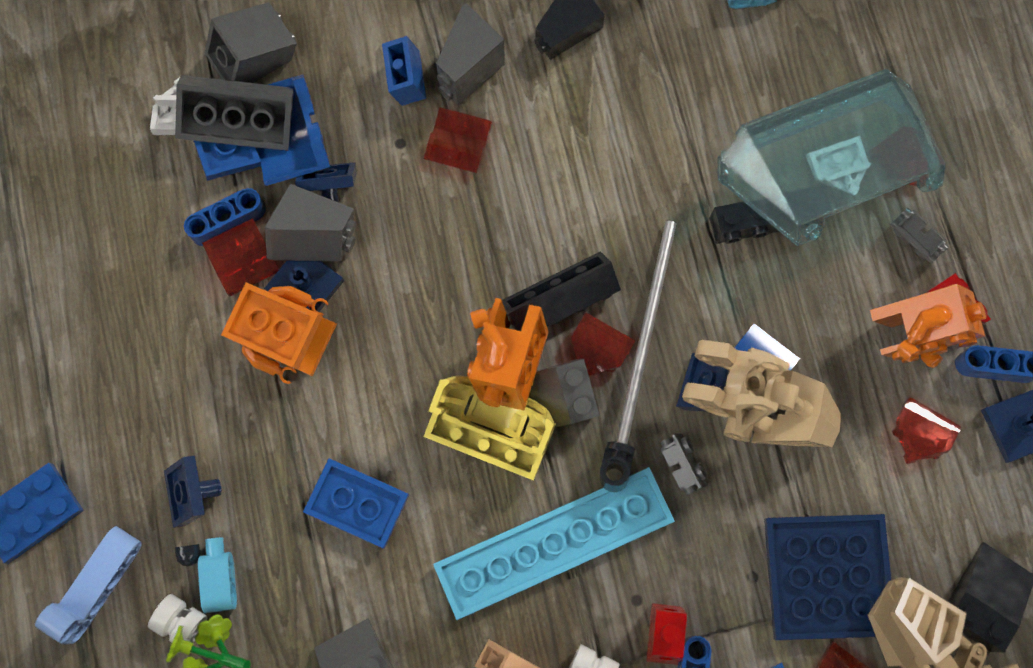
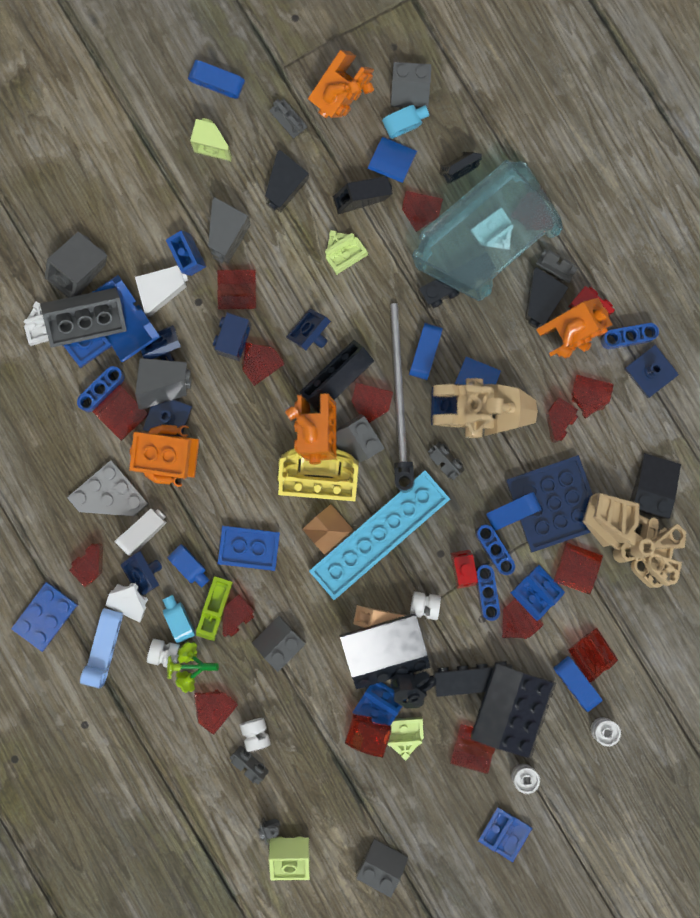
camera: 20 degrees left, 10 degrees up
(118, 458) = (89, 566): none -> clear red slope
(154, 527) = (127, 601): none -> white slope
(184, 364) = (108, 493): none -> light grey plate
(188, 554) = (154, 612): black hinge -> none
(208, 430) = (141, 531): none -> white slope
(260, 502) = (188, 565): none -> blue piece
(275, 578) = (214, 608): none -> lime slope
(303, 595) = (235, 613): none -> clear red slope
(353, 107) = (159, 288): none -> white slope
(430, 197) = (232, 336): none -> dark blue brick
(458, 246) = (260, 362): none -> clear red slope
(480, 512) = (328, 530): none -> medium nougat slope
(541, 222) = (309, 330): none -> dark blue tile
(622, 133) = (343, 251): none -> yellowish green slope
(669, 63) = (362, 194): none -> black slope
(698, 299) = (425, 351): none -> blue beam
(724, 32) = (392, 159): none -> blue slope
(732, 630) = (503, 554): none -> blue beam
(743, 104) = (421, 209): none -> clear red slope
(766, 568) = (514, 511): none -> blue beam
(818, 66) = (460, 166): none -> black slope
(868, 451) = (559, 417): none -> clear red slope
(888, 272) = (543, 297): none -> black slope

